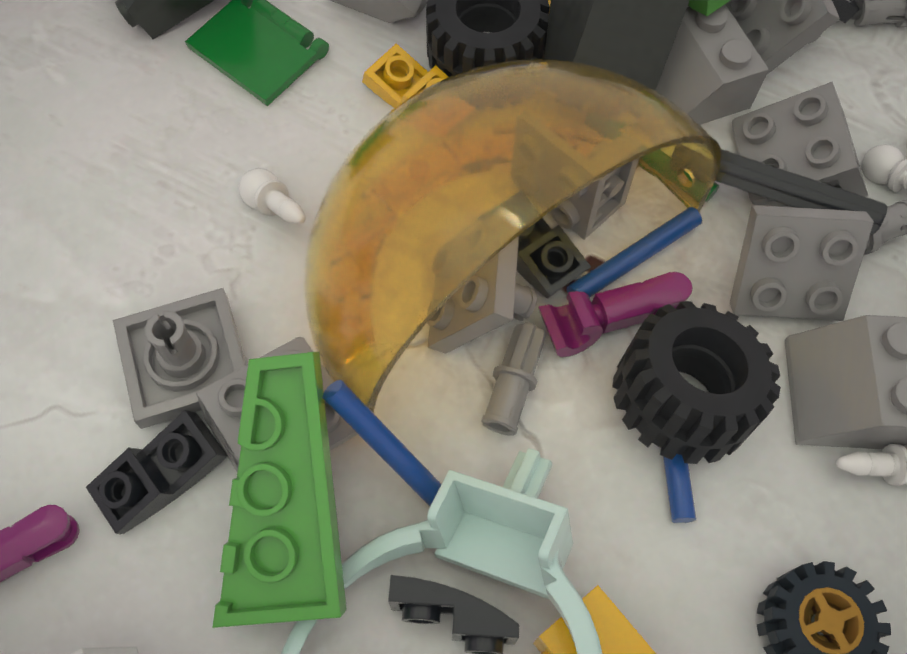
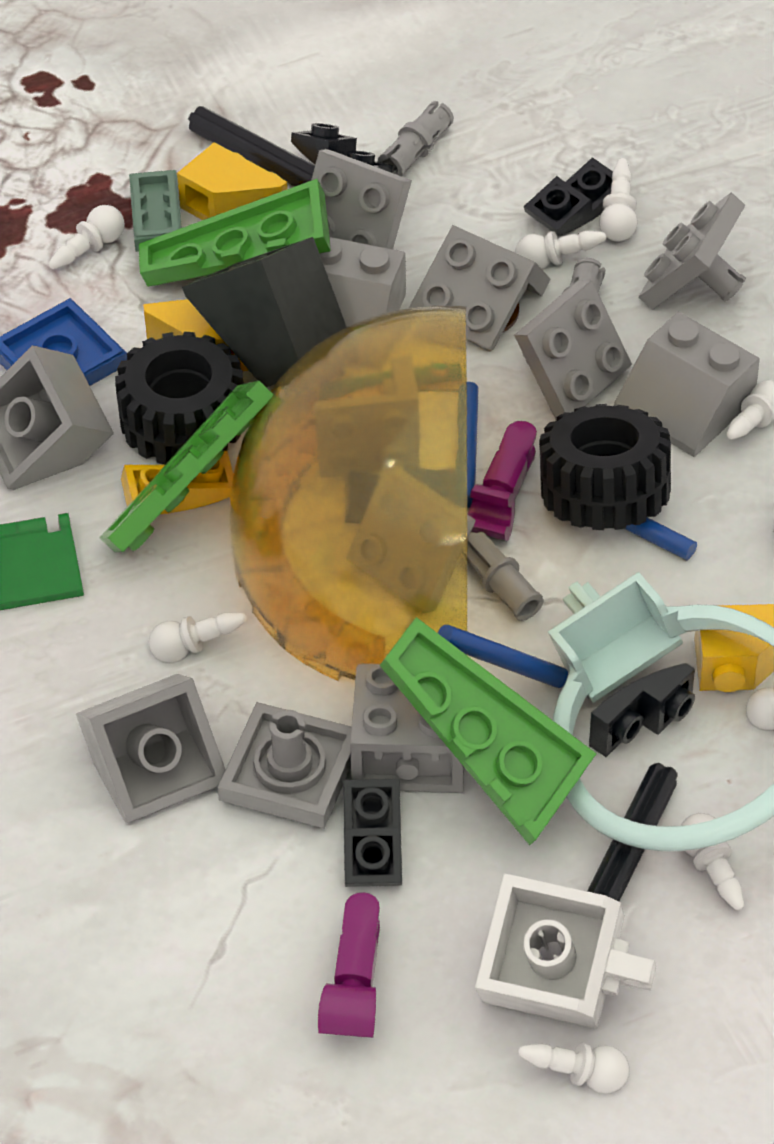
camera: 50 degrees left, 15 degrees down
(127, 243) = (153, 746): none -> light grey slope
(384, 76) = (195, 456): none -> bright green wing
(793, 188) = (517, 309): black axle -> none

